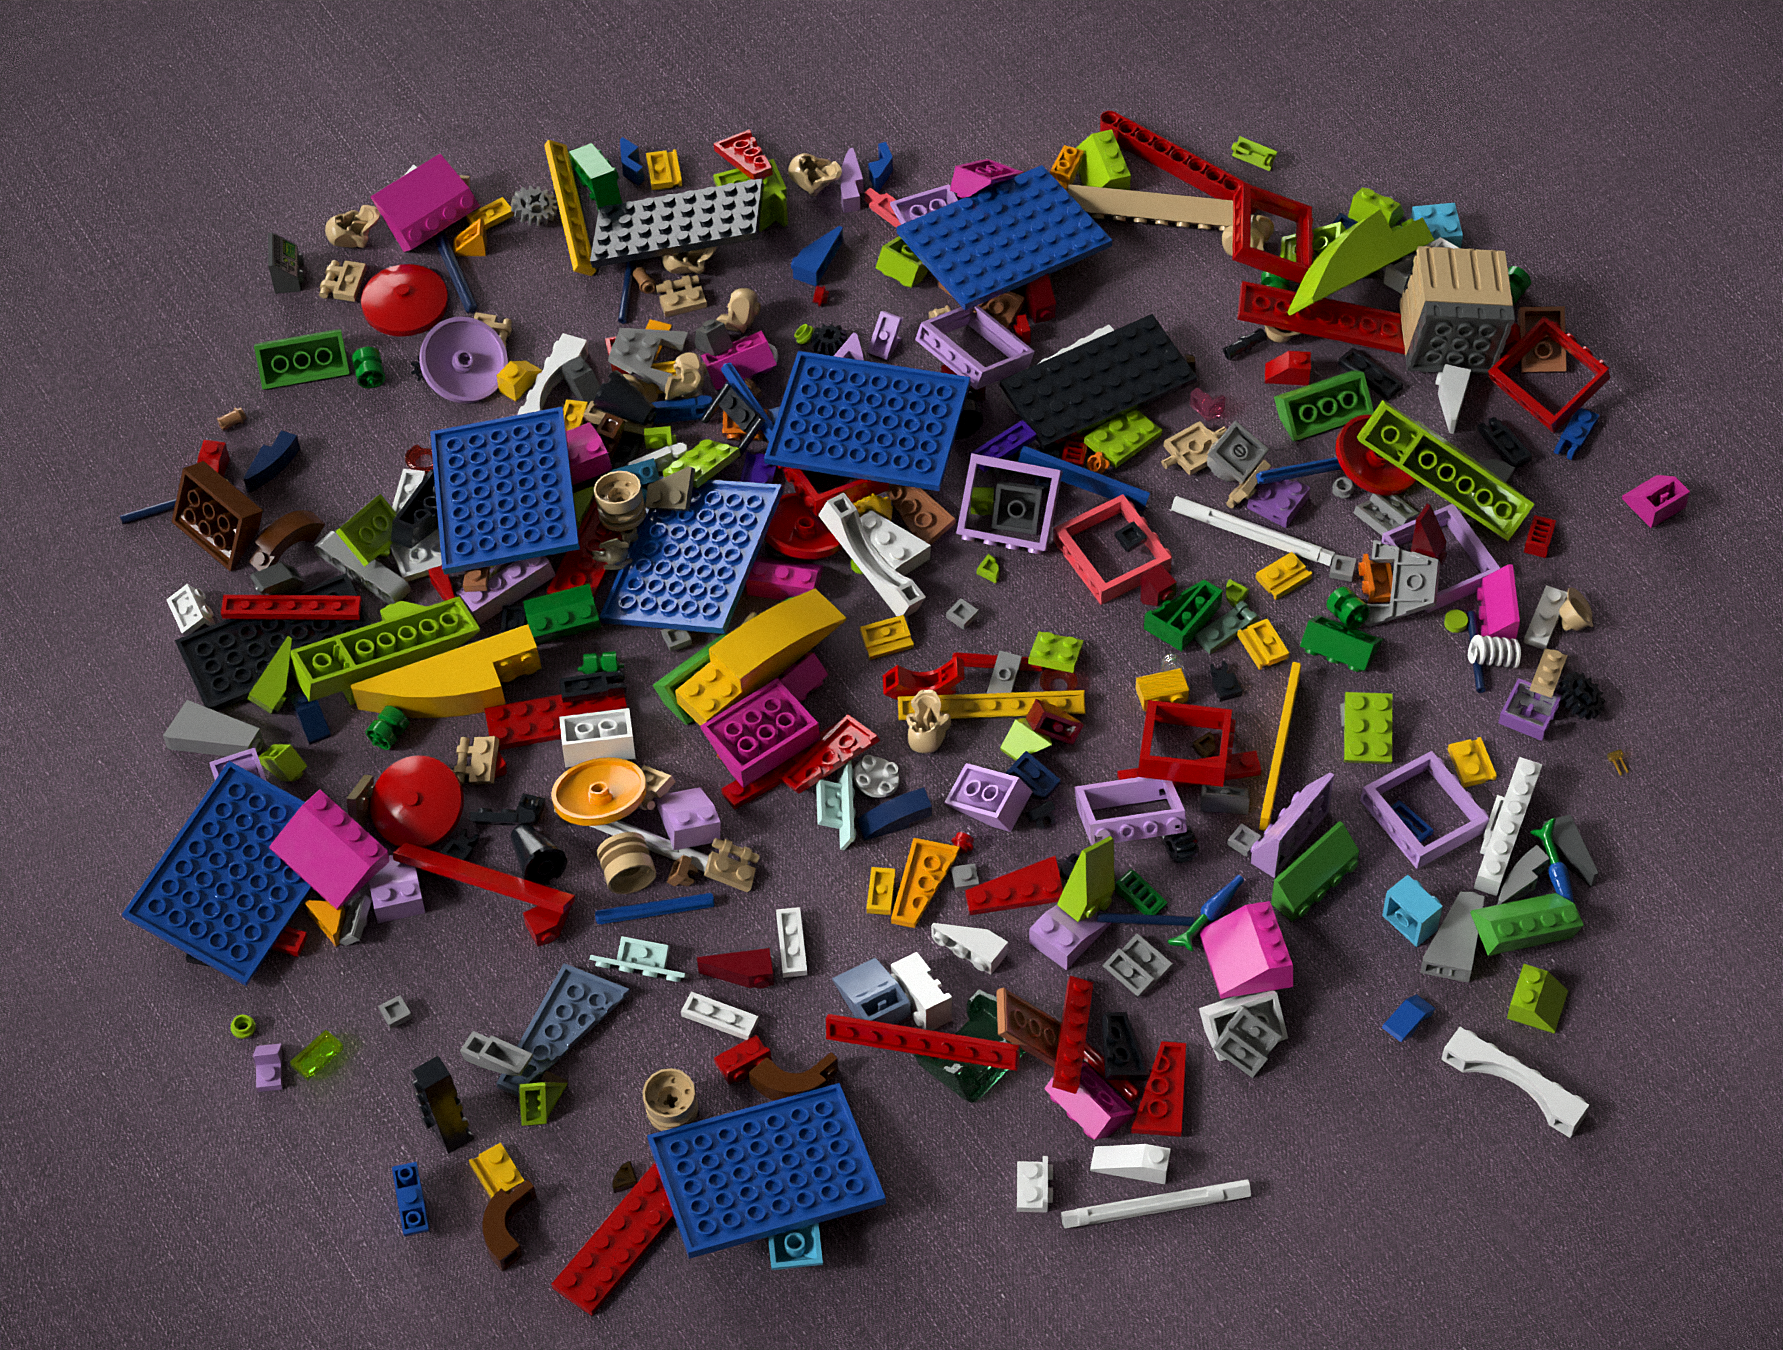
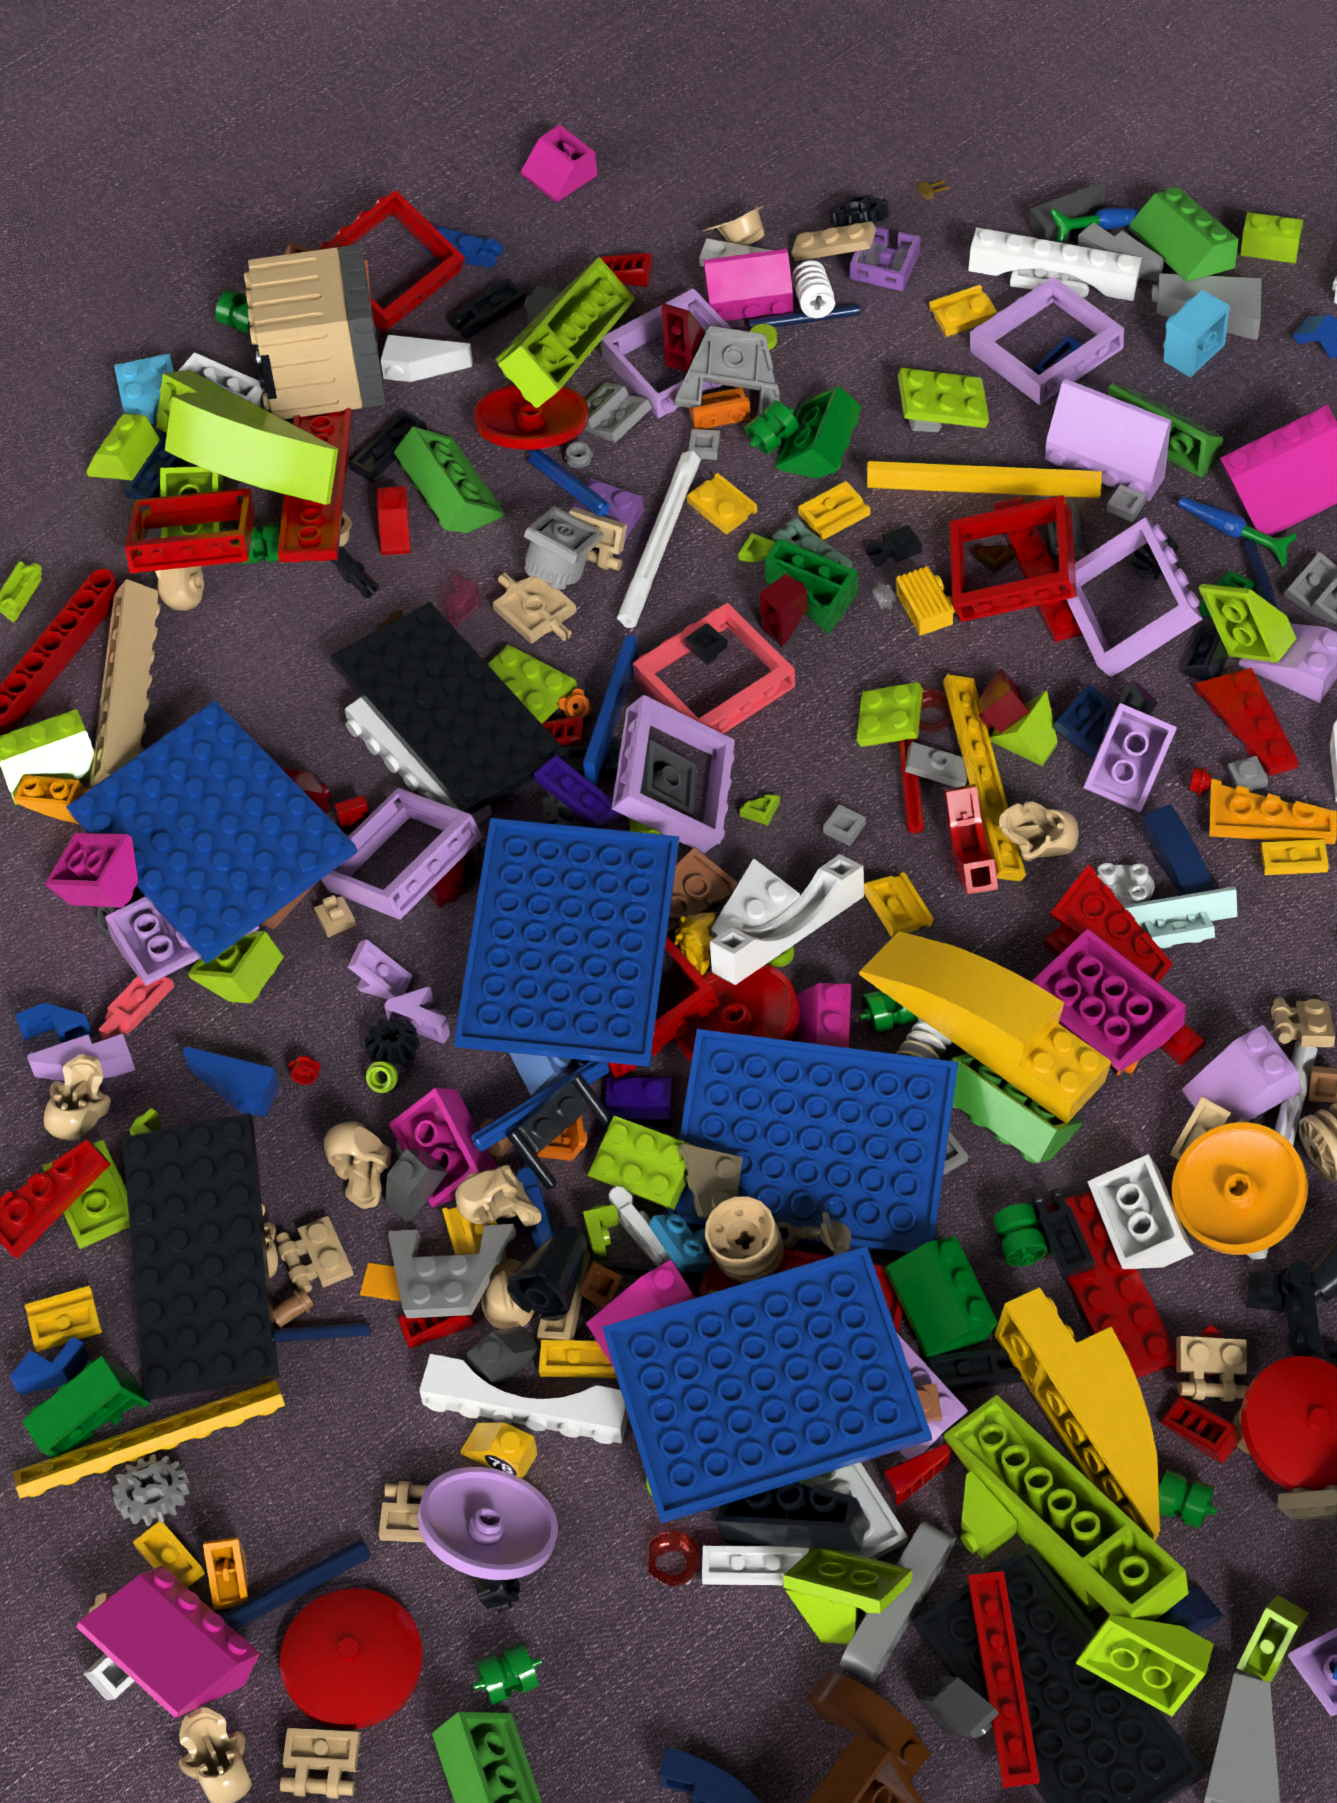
camera: 95 degrees left, 0 degrees up
(433, 747) = (1220, 1440): none -> red slope

